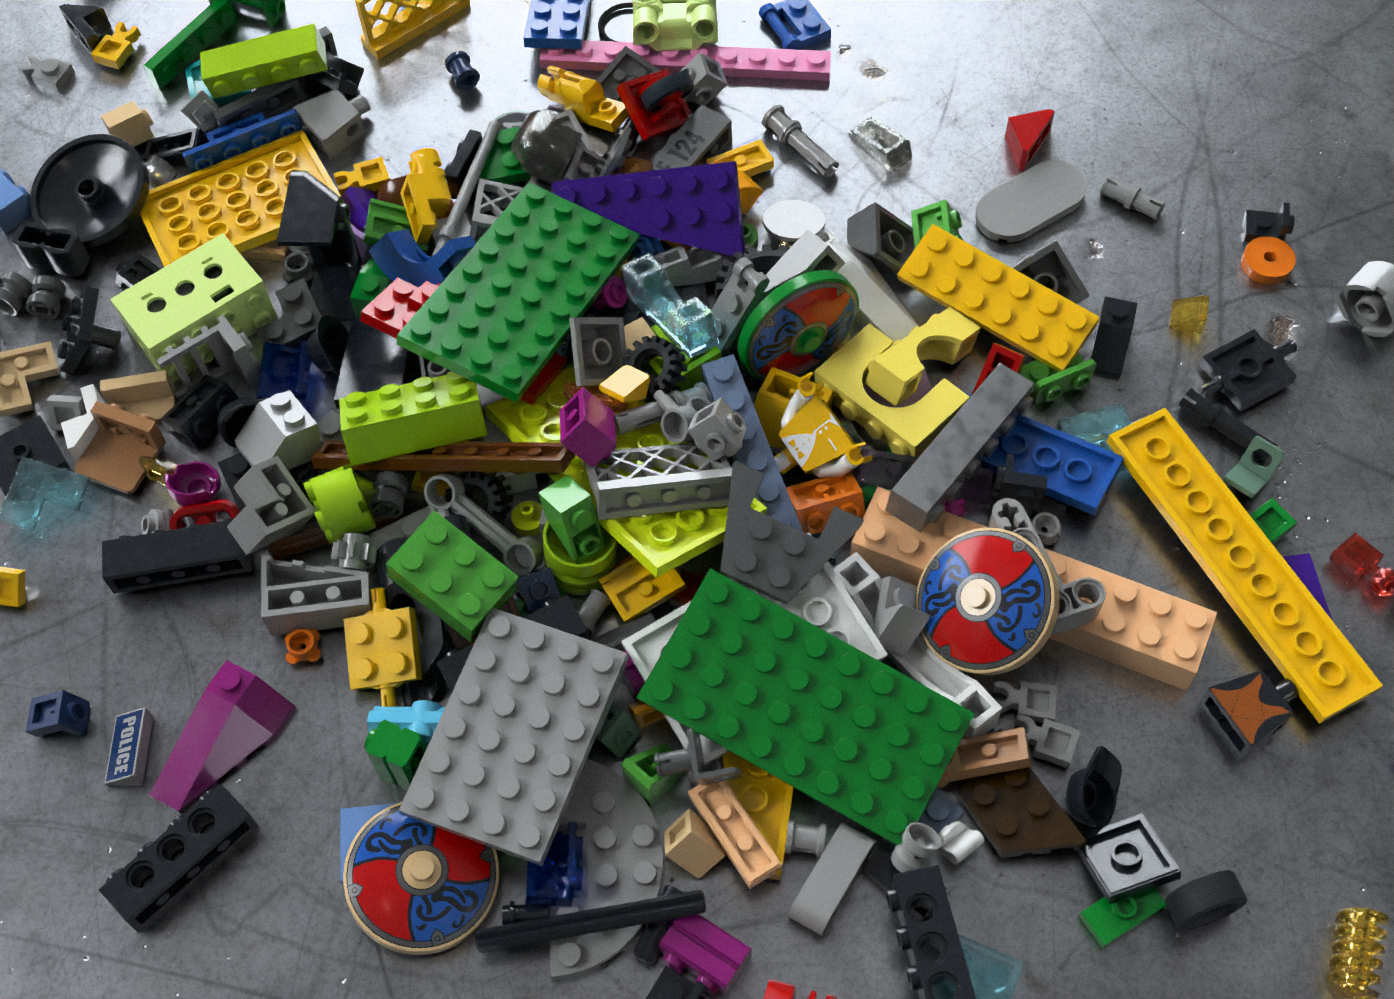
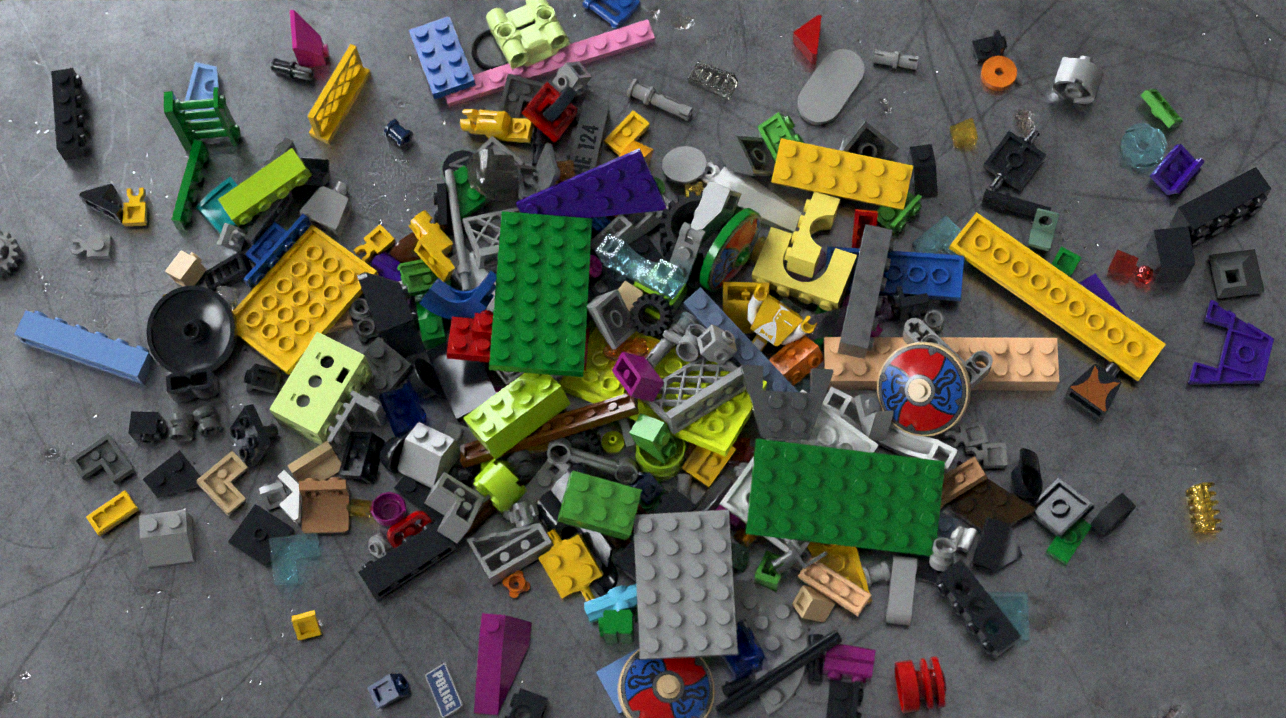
camera: 20 degrees left, 10 degrees up
(626, 384) = (642, 335): slope -> none
(1004, 872) = (996, 545): none -> black slope

